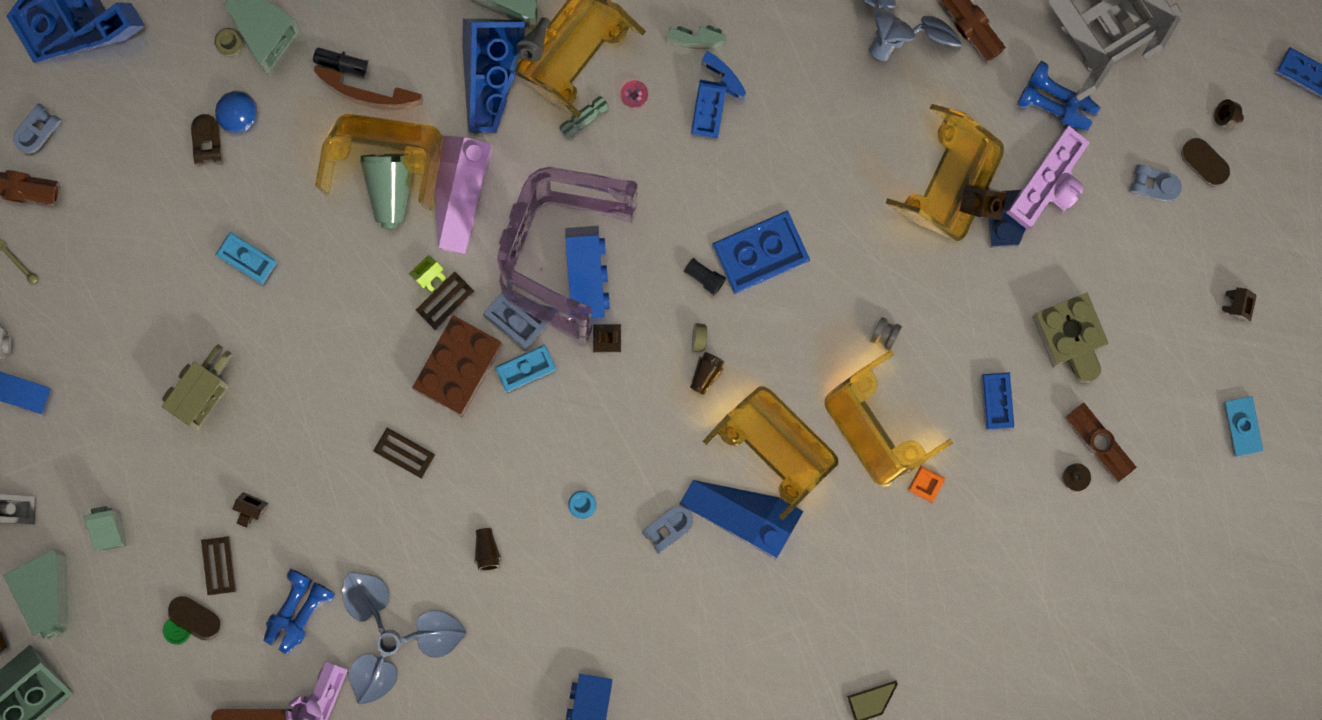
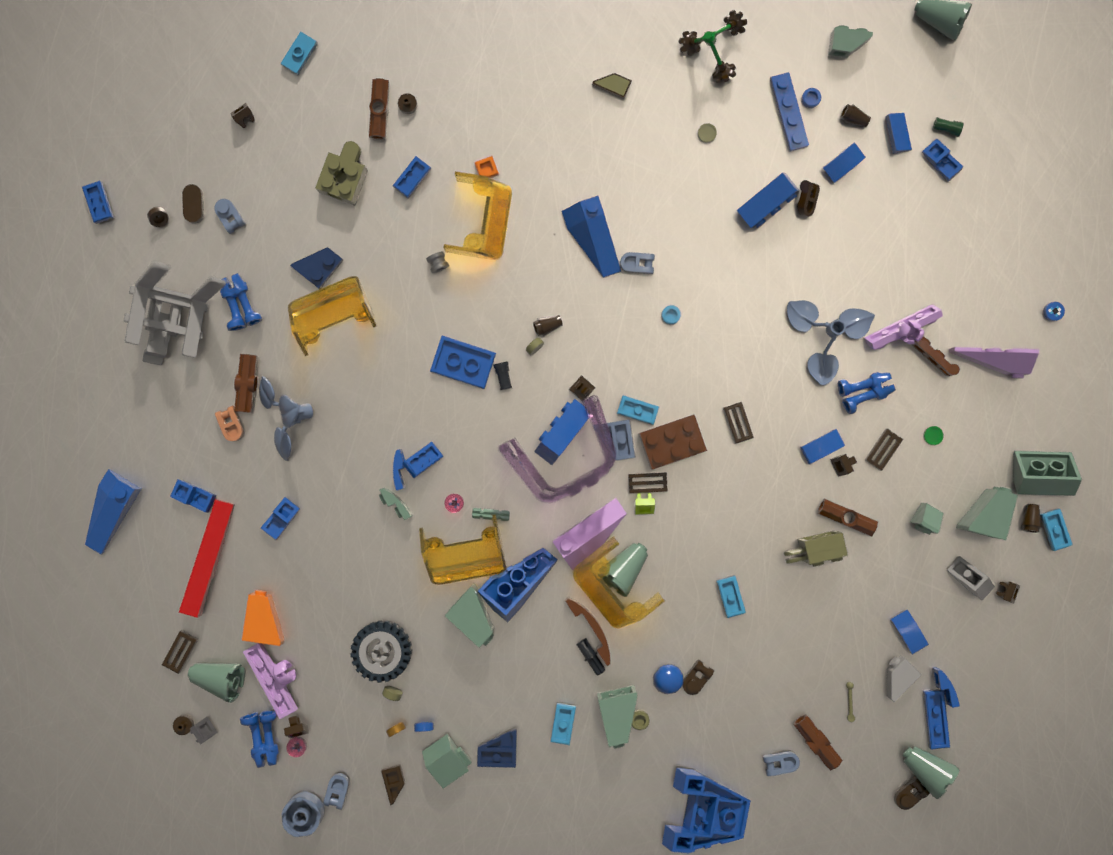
camera: 140 degrees left, 5 degrees up
(177, 461) = (858, 522): none -> reddish brown piece
(193, 618) = (920, 433): dark brown tile -> none
(289, 508) = (822, 446): none -> blue slope
(486, 550) = (741, 334): dark brown cone -> none
(532, 45) = (484, 575): dark grey cone -> none
(781, 442) = (540, 252): clear yellow windscreen -> none
(983, 202) = (325, 283): dark brown brick -> none
(1051, 180) = (280, 263): lavender plate -> none

